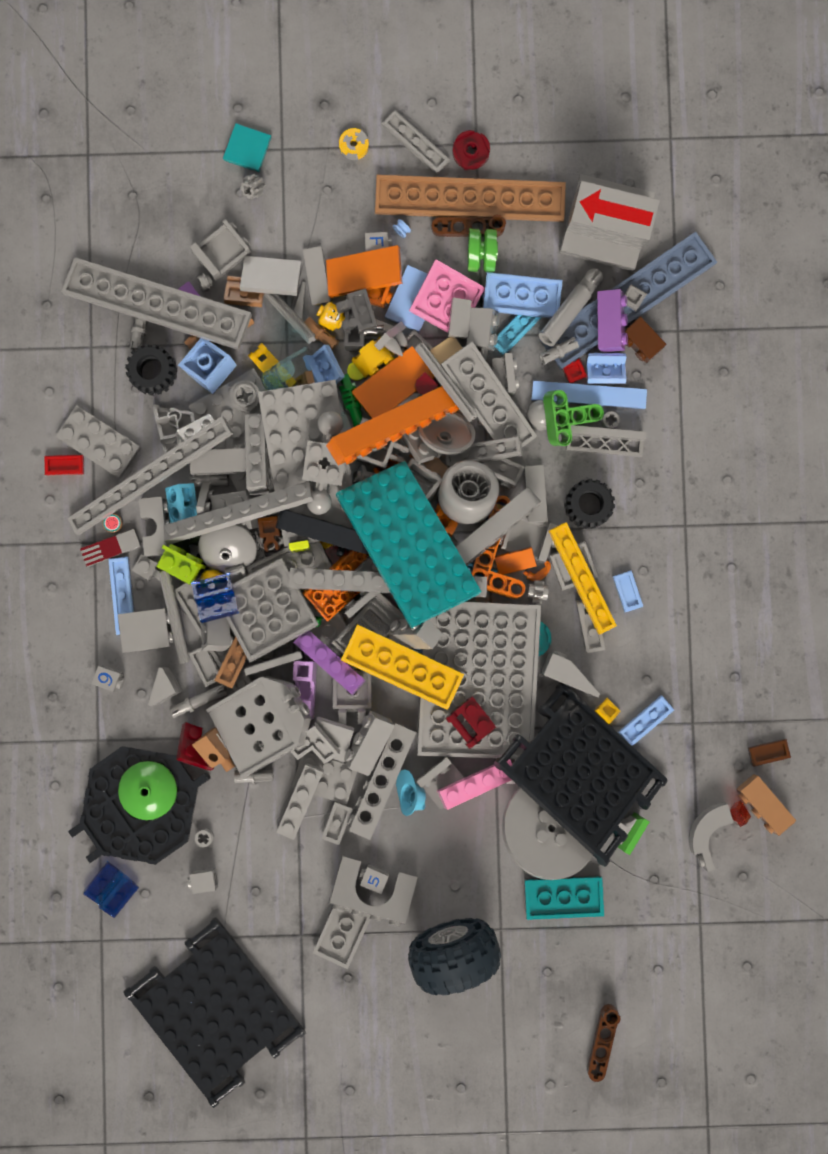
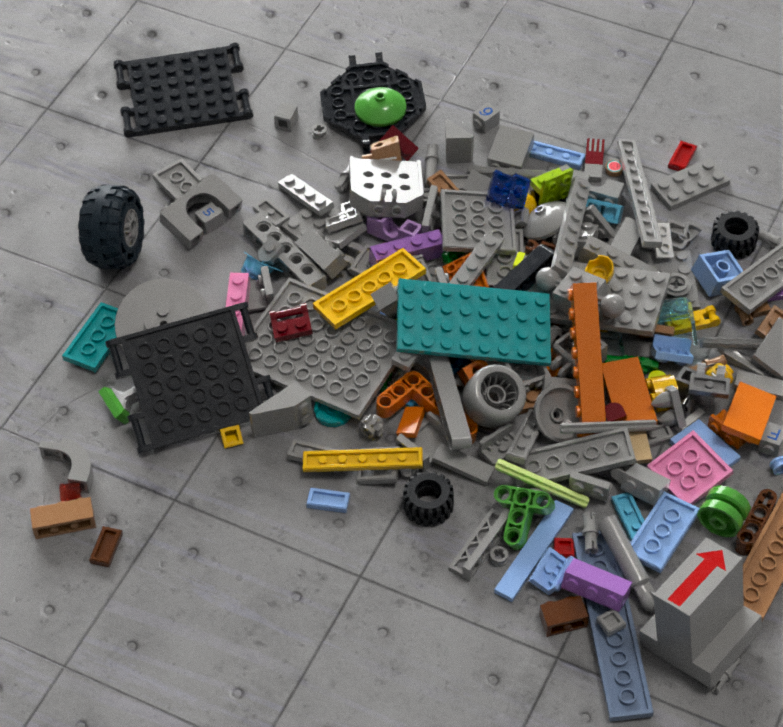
camera: 120 degrees right, 35 degrees down
(110, 889) = (319, 65): clear blue slope -> none
(290, 456) = (601, 267): none -> yellow hair
(393, 791) = (270, 251): none -> light grey plate
(459, 318) = (665, 466): light grey tile -> none
(528, 415) = (542, 483): none -> yellowish green axle
(540, 574) = (386, 439): orange piece -> none
(646, 720) = (202, 463): light blue tile -> none

